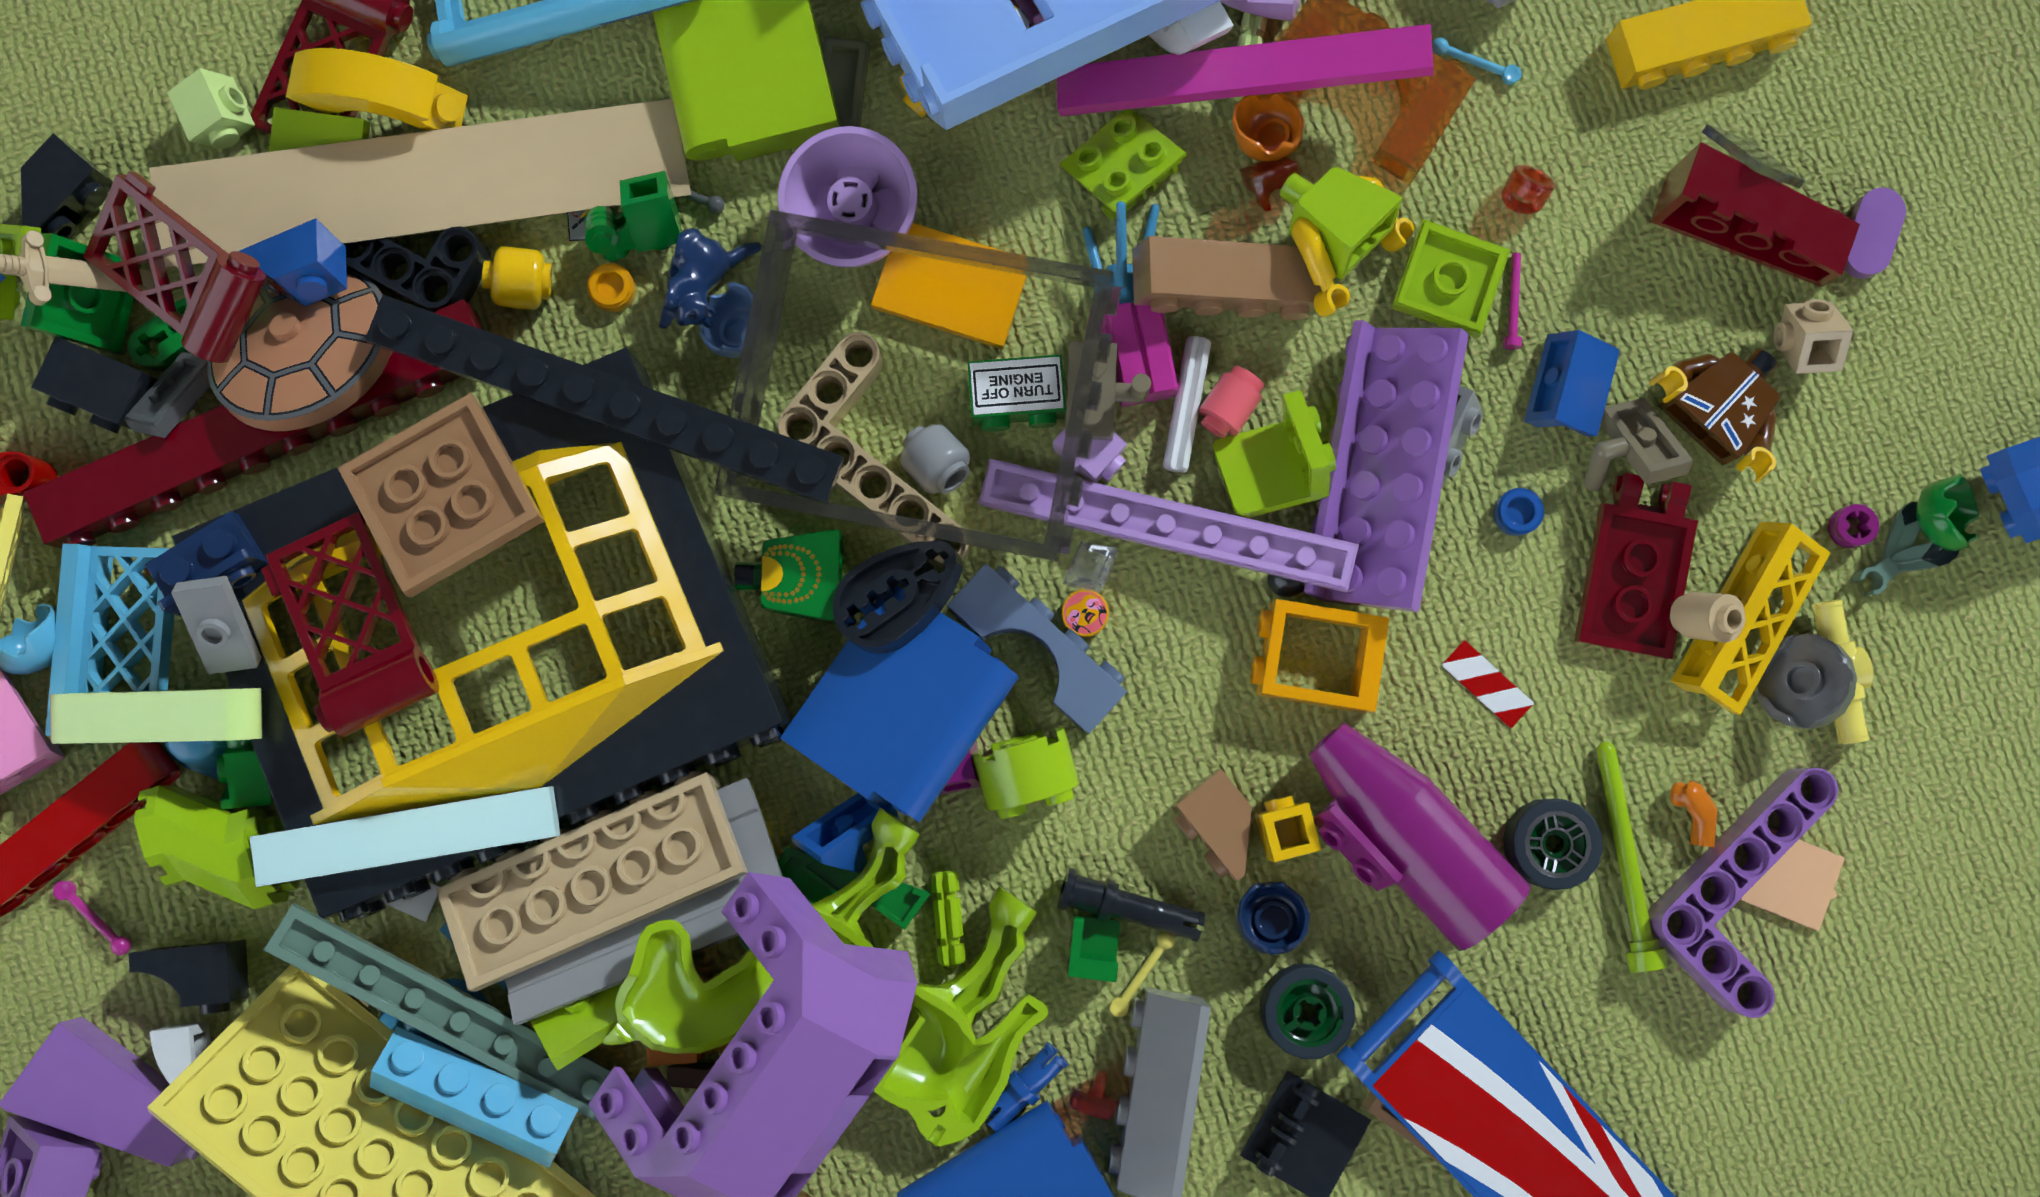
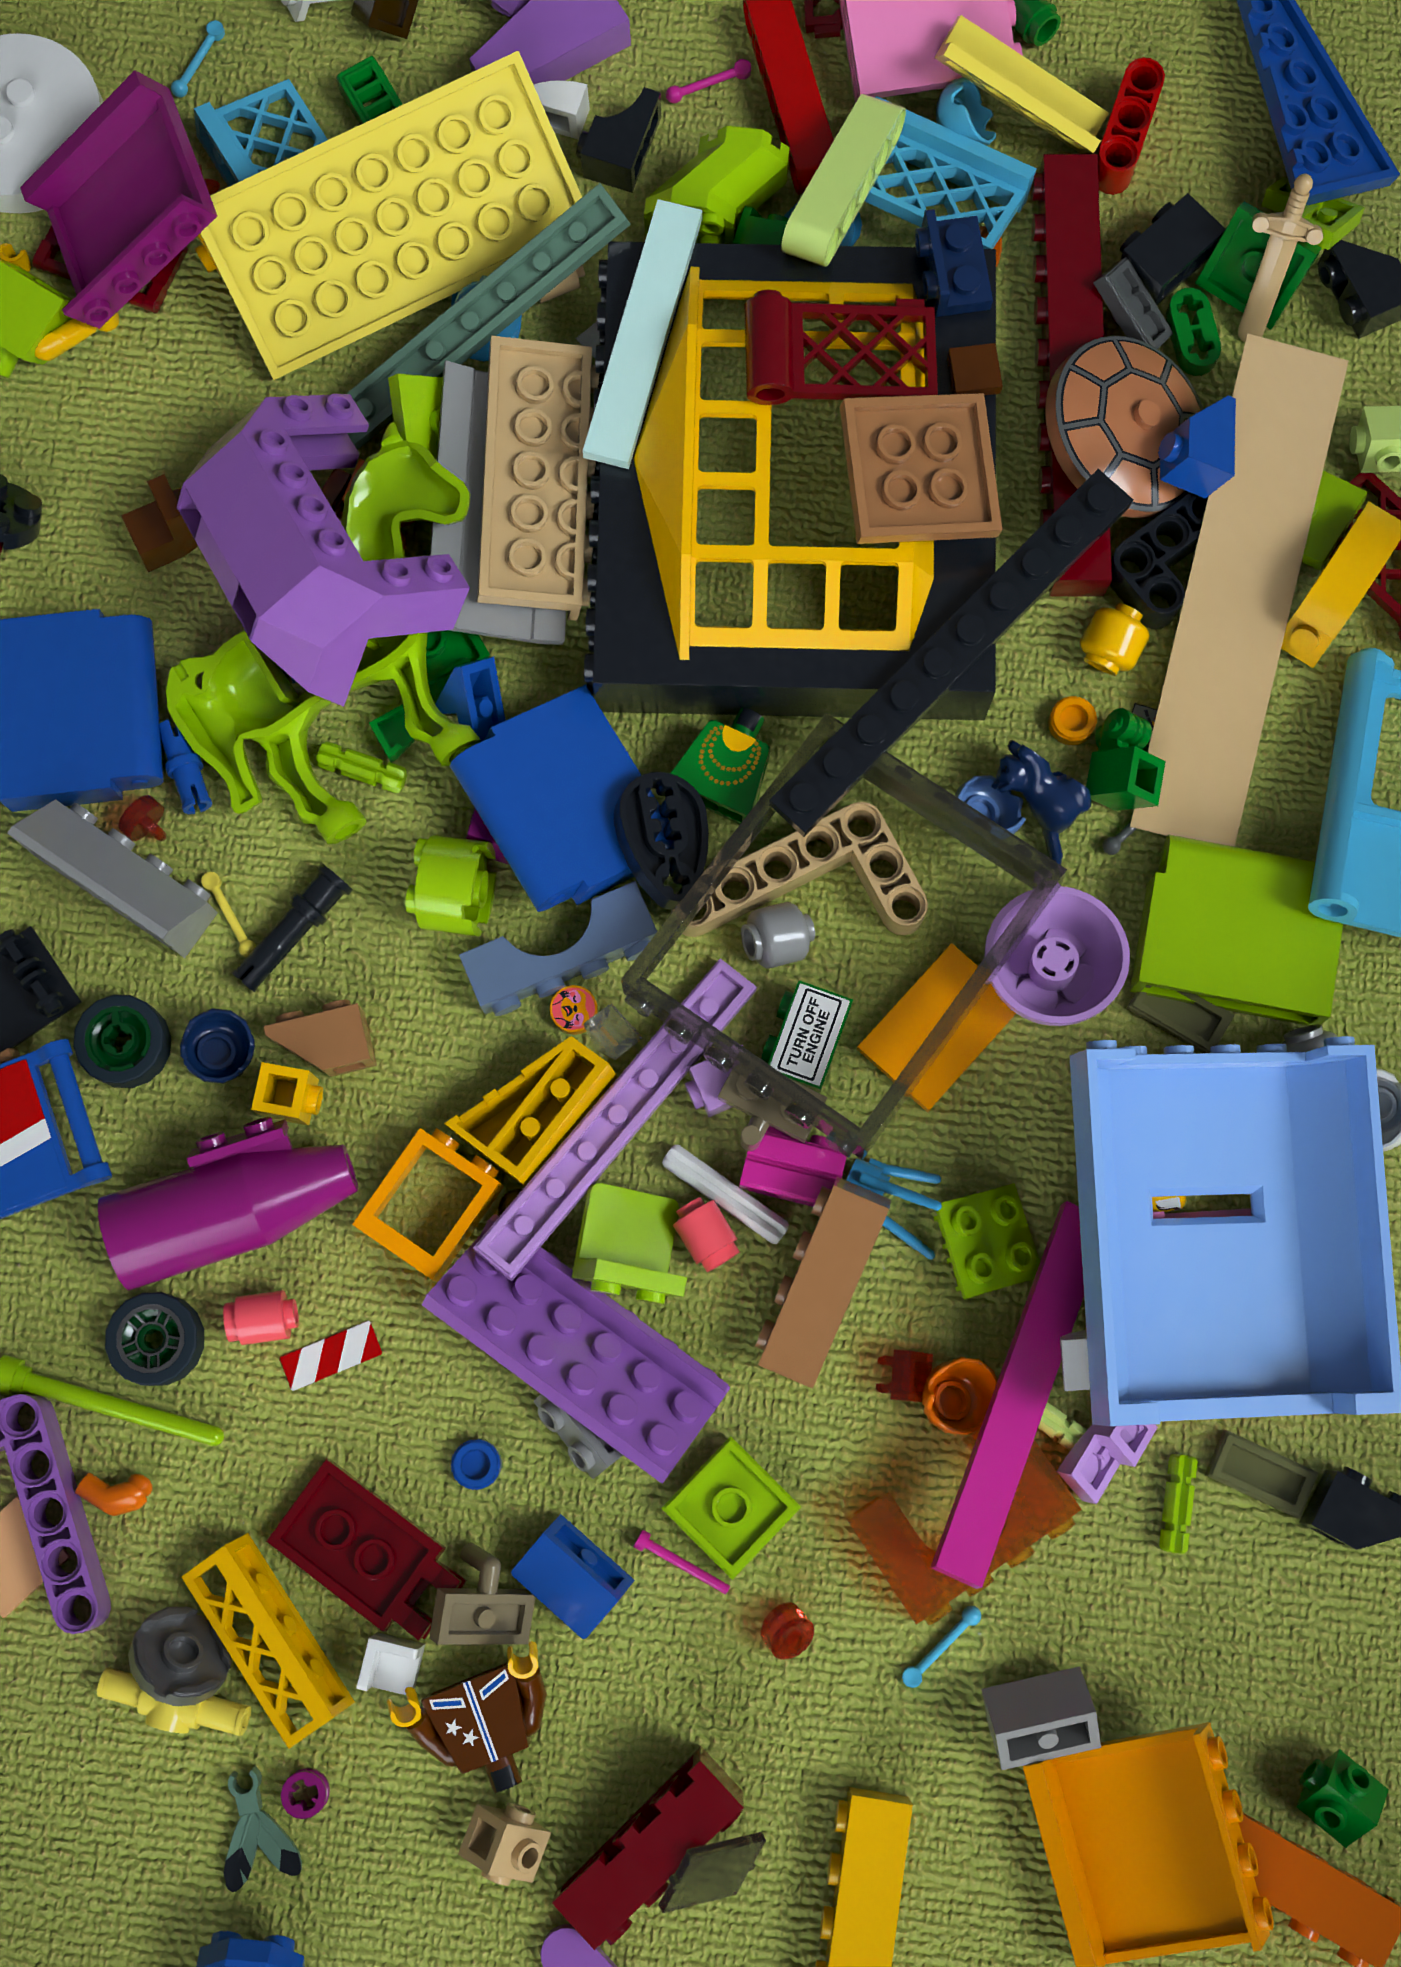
camera: 120 degrees right, 5 degrees down
(216, 299) = (1196, 365): dark red piece -> none
(216, 624) = (894, 249): light grey plate -> none
(311, 499) = (975, 369): none -> reddish brown tile
(472, 1097) = (405, 310): medium azure brick -> none
(1093, 949) = (270, 877): green panel -> none
(1199, 597) = (536, 1110): none -> yellow wedge
(1339, 226) = (826, 1411): lime torso -> none
(1490, 757) = (260, 1318): none -> coral brick
(1708, 616) = (285, 1588): tan brick -> none
(1718, 502) = (390, 1663): none -> white panel
(1946, 511) = (271, 1892): green hair -> none

